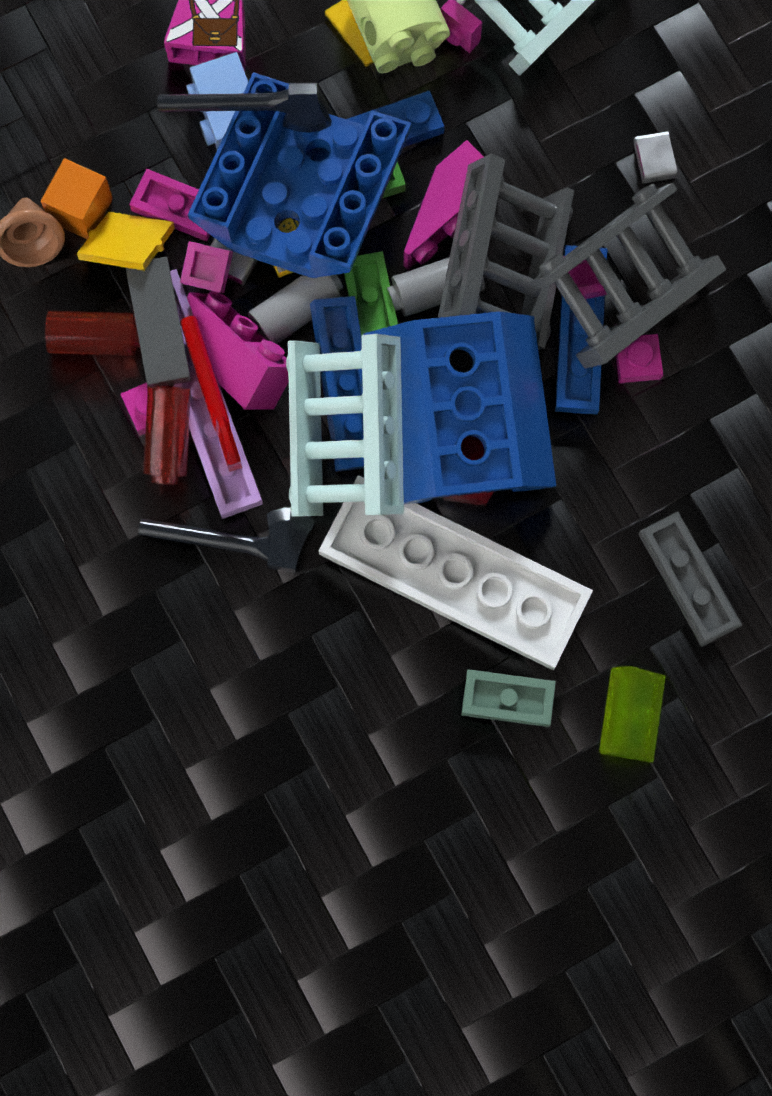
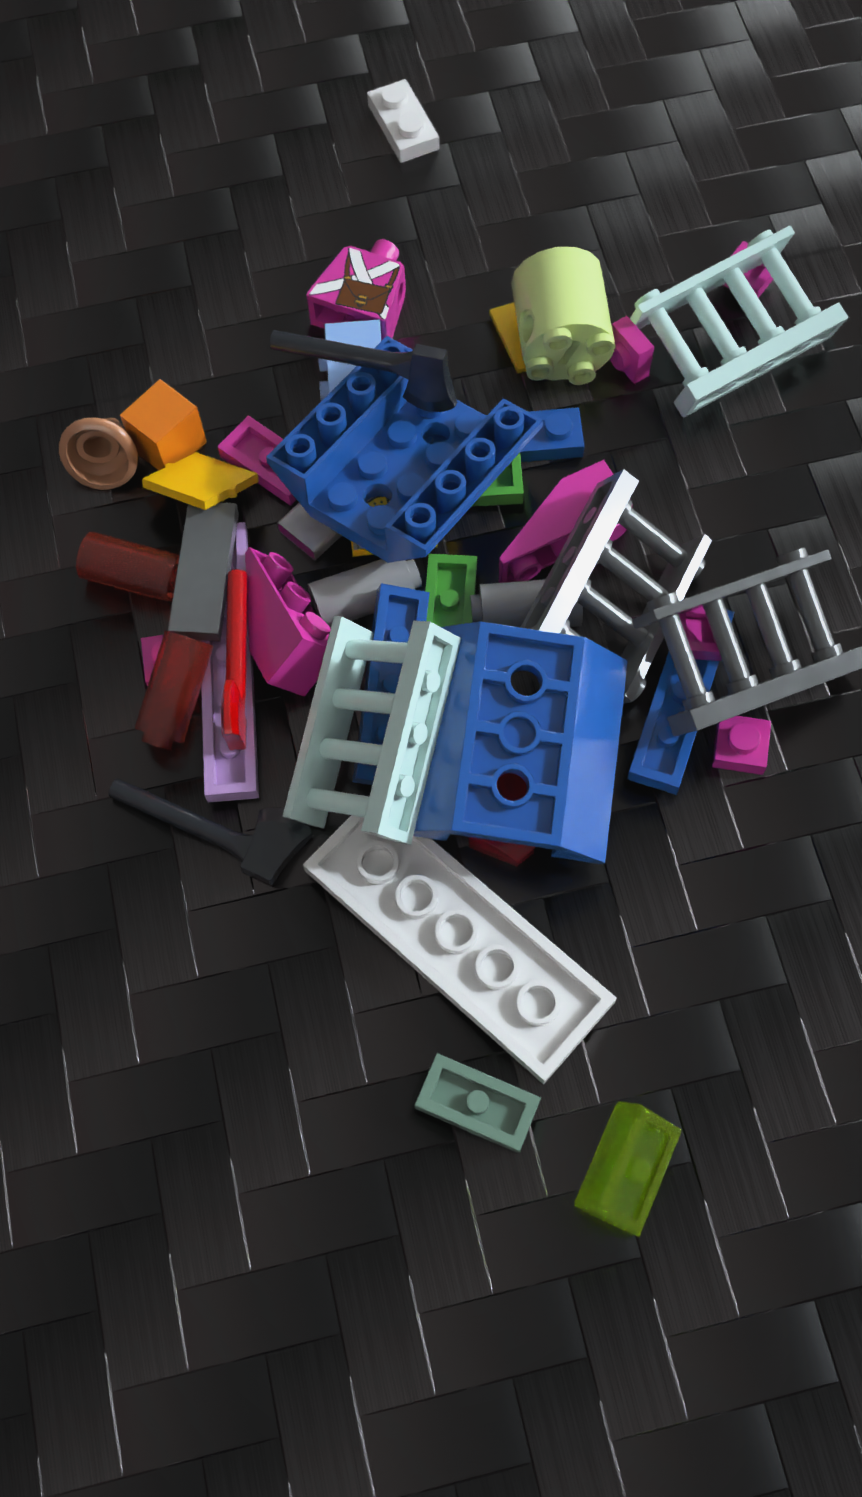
camera: 20 degrees right, 10 degrees down
(206, 267) = (277, 526): dark pink plate -> none
(655, 157) = (815, 529): flat silver piece -> none
(689, 579) = (742, 1019): dark grey tile -> none

